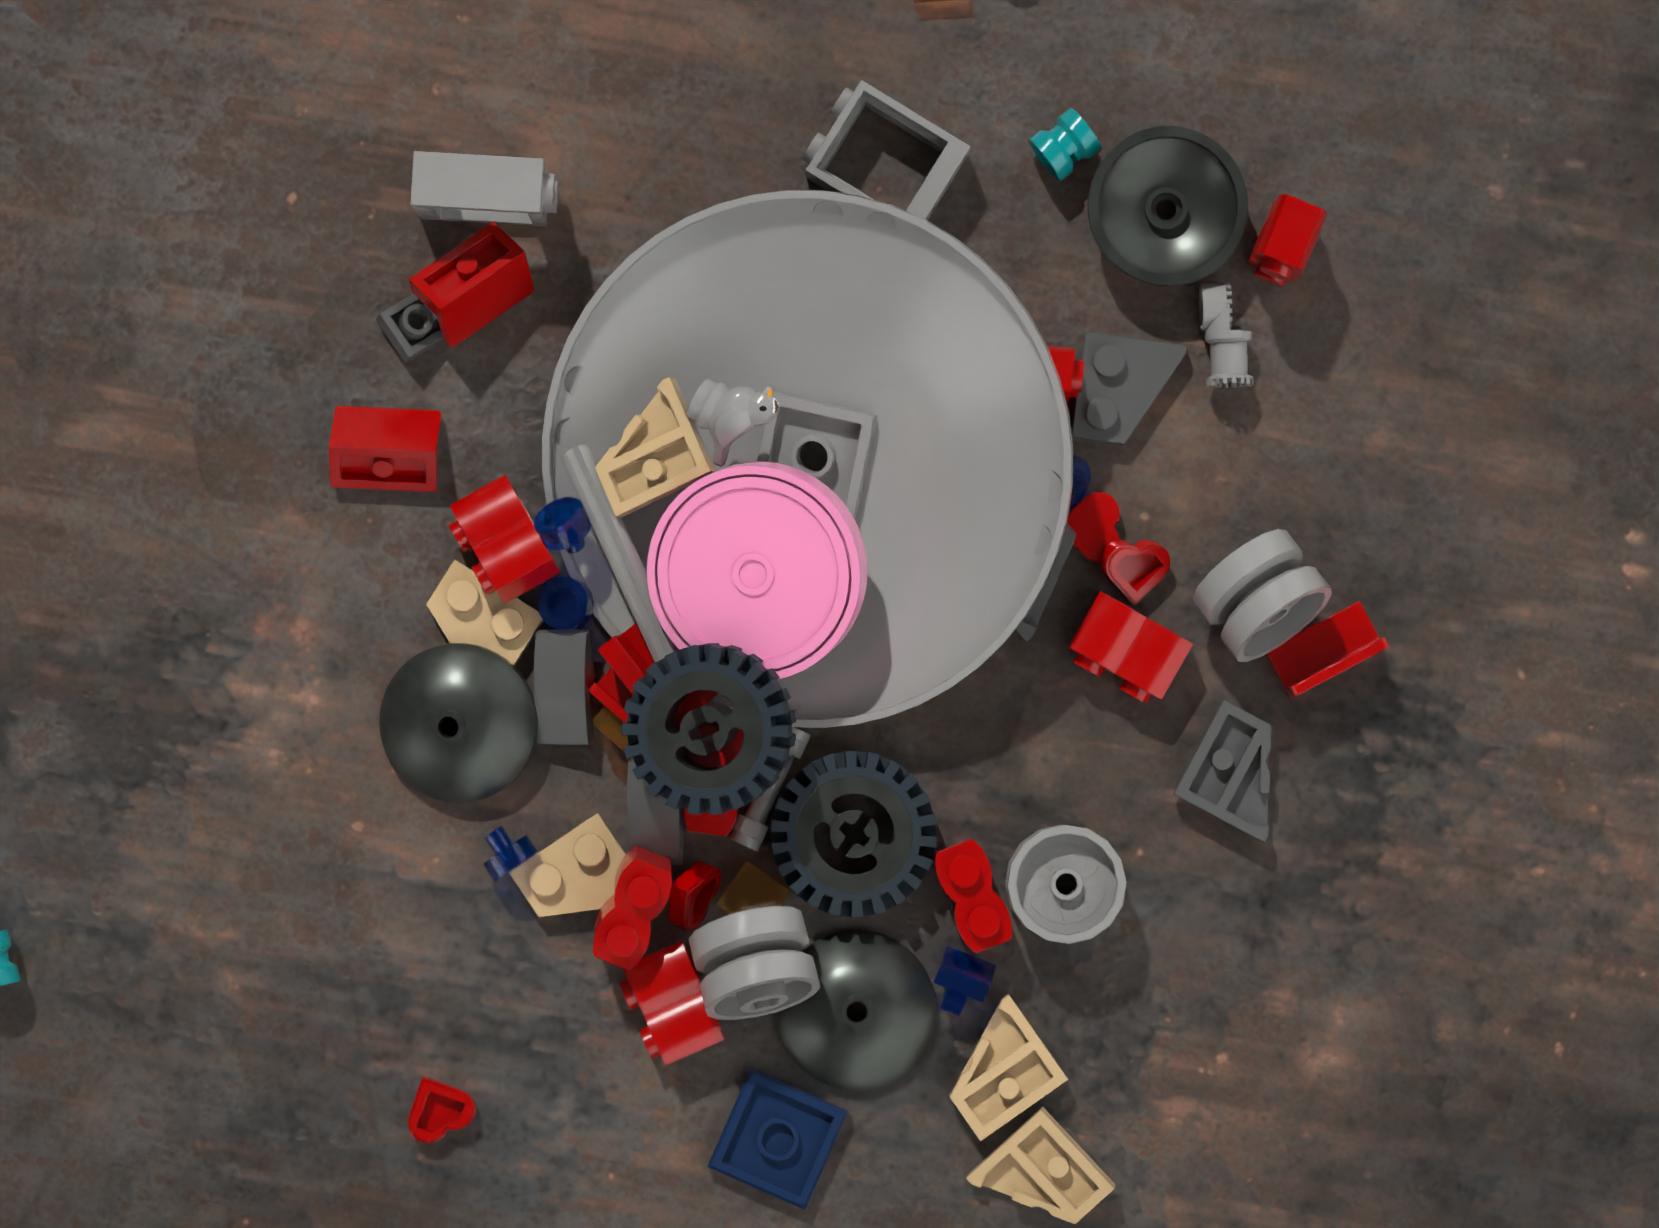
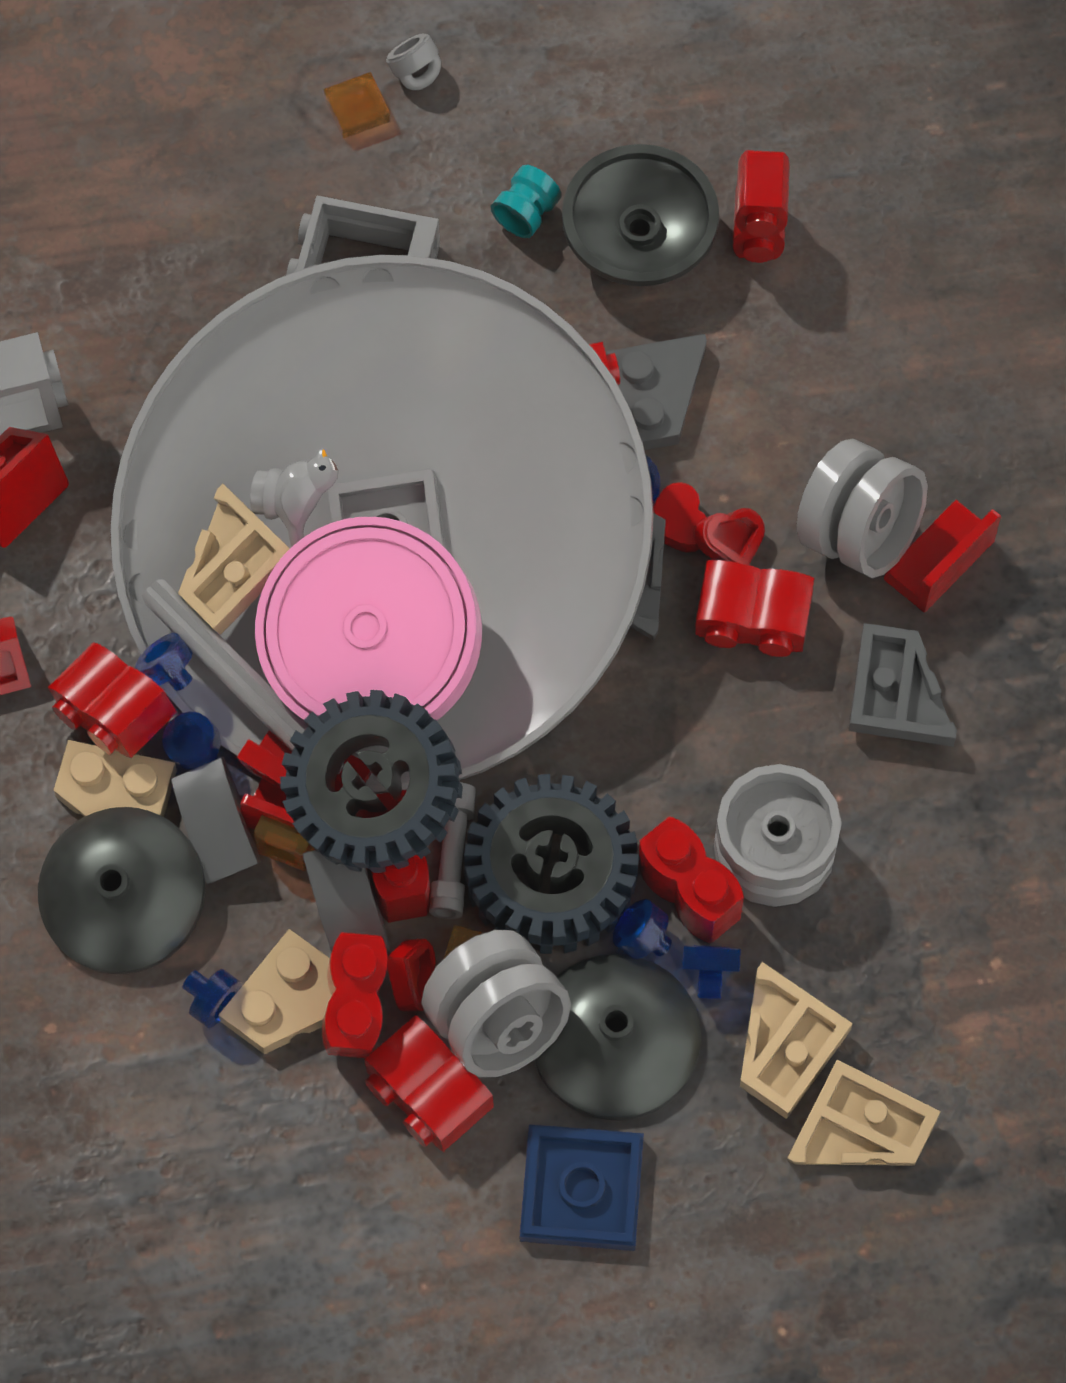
camera: 15 degrees left, 20 degrees down
(439, 1109) = (223, 1276): red tile -> none
(912, 925) = (642, 930): none -> clear blue tile
(1227, 346) = (737, 315): light grey connector -> none

